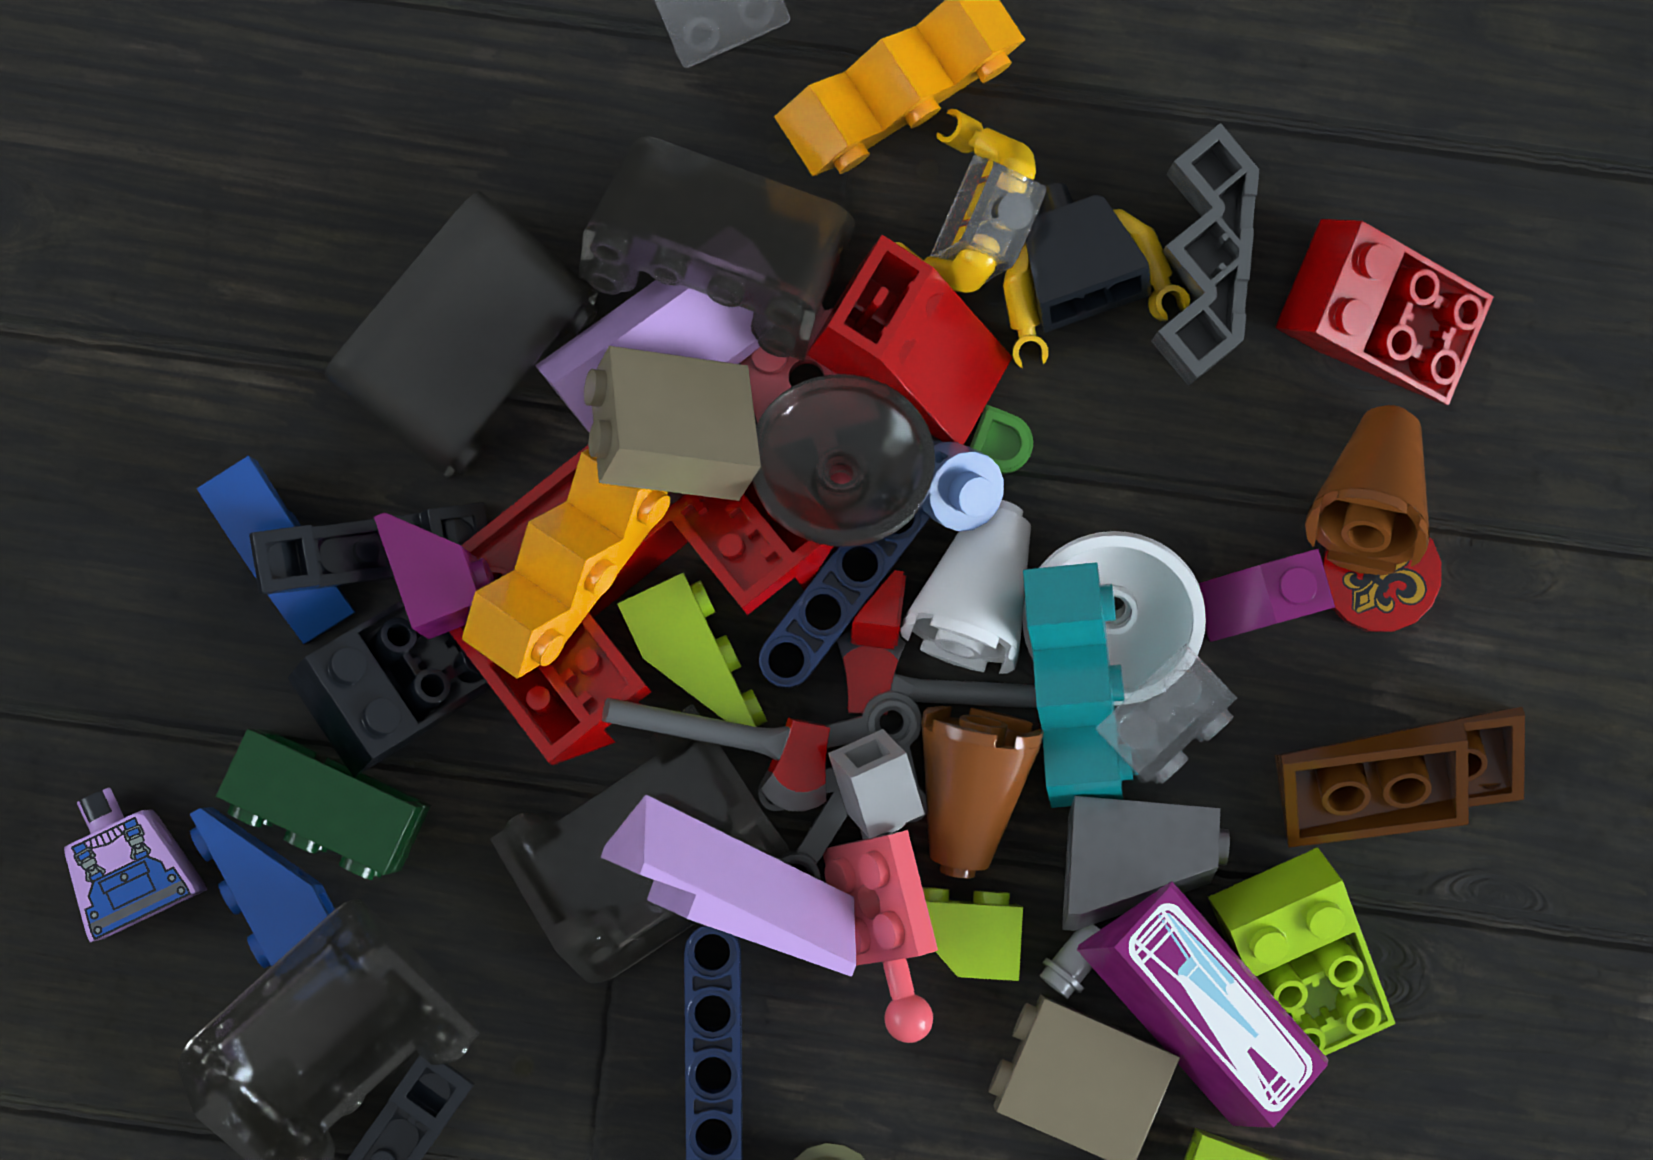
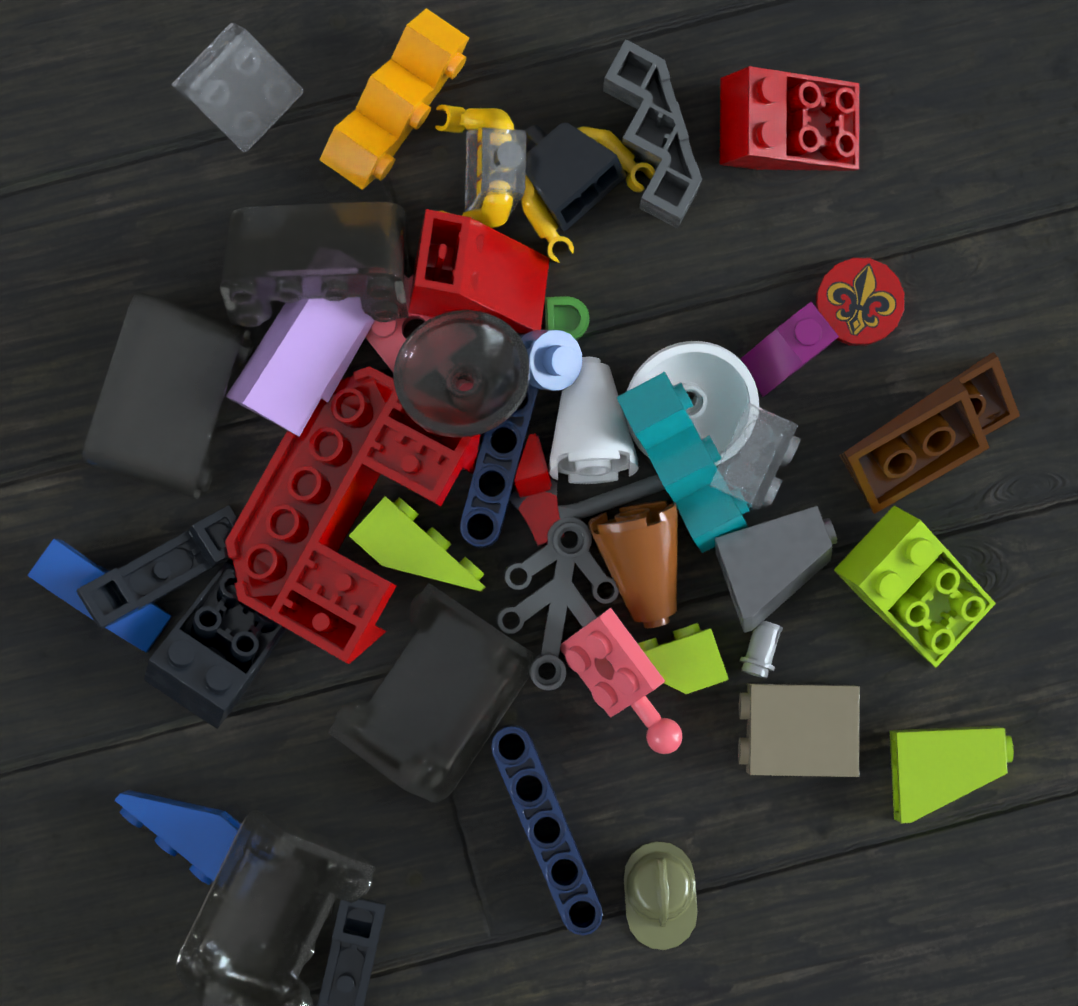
camera: 20 degrees left, 0 degrees up
(126, 867) = (86, 855): torso -> none
(321, 804) = (202, 756): dark green piece -> none
(431, 575) = (217, 568): magenta slope -> none
(561, 570) = (303, 516): light orange brick -> none
(672, 423) = (335, 395): dark tan brick -> none
(735, 886) = (508, 694): lavender slope -> none
(798, 750) = (514, 584): piece -> none
(876, 784) = (576, 585): light grey brick -> none
(1206, 1008) = (863, 645): magenta slope -> none
(1375, 496) = (834, 251): dark orange cone -> none

